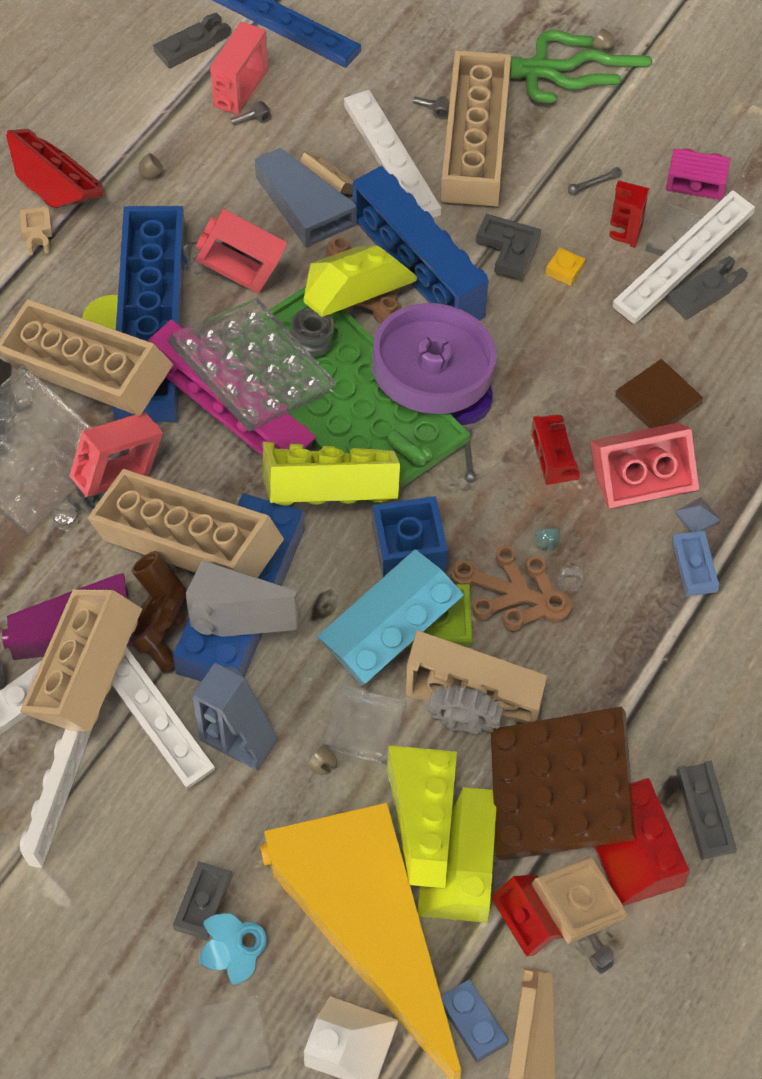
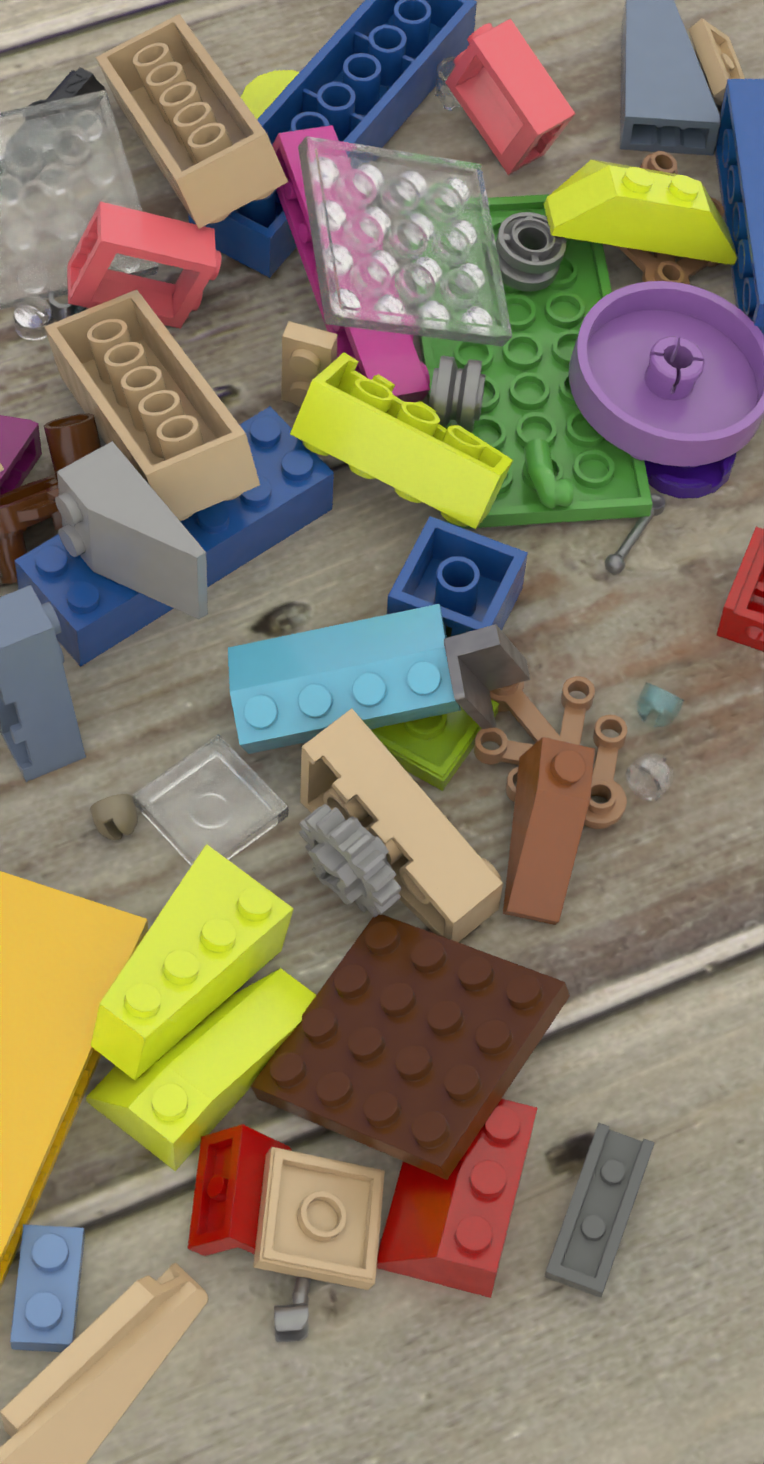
camera: 30 degrees right, 0 degrees up
(244, 460) = (304, 356): none -> tan plate
(336, 430) = (457, 392): none -> flat silver wheel
(458, 566) = (479, 664): none -> flat silver panel
(545, 633) = (546, 827): none -> dark orange slope

